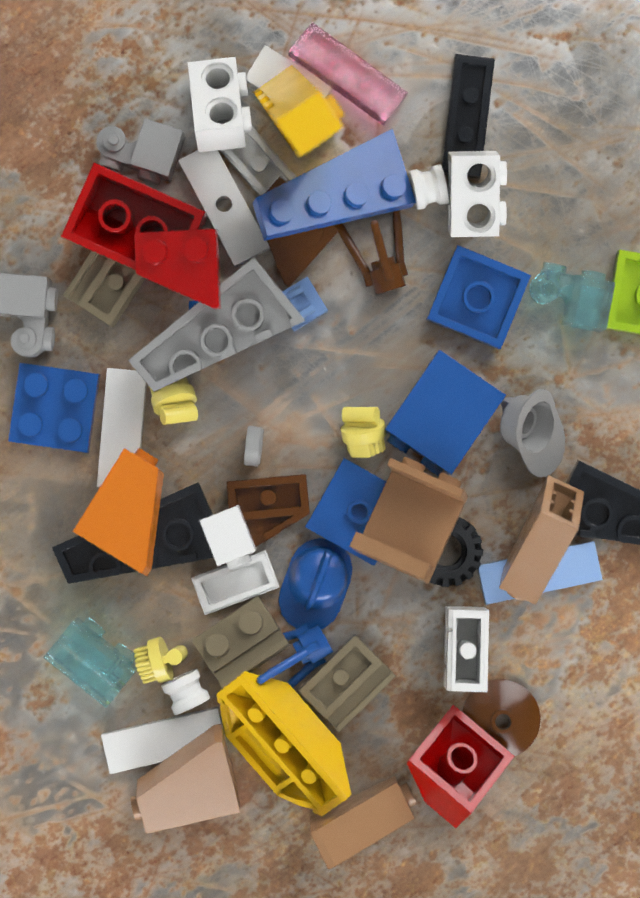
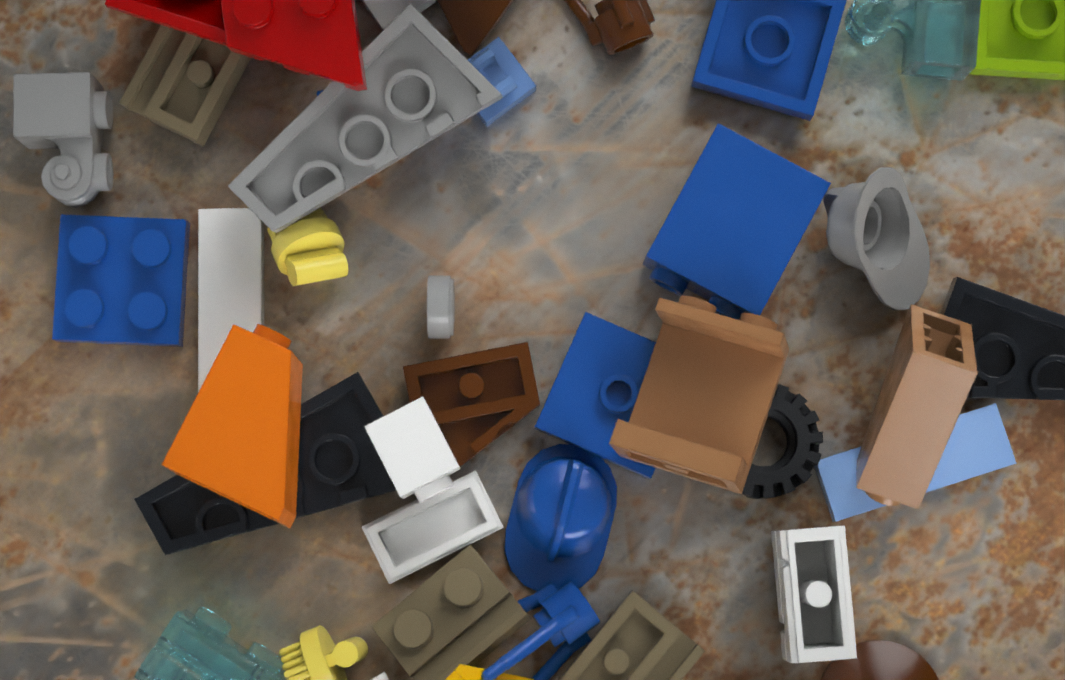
camera: 10 degrees left, 5 degrees down
(363, 431) = (611, 266): light yellow piece -> none

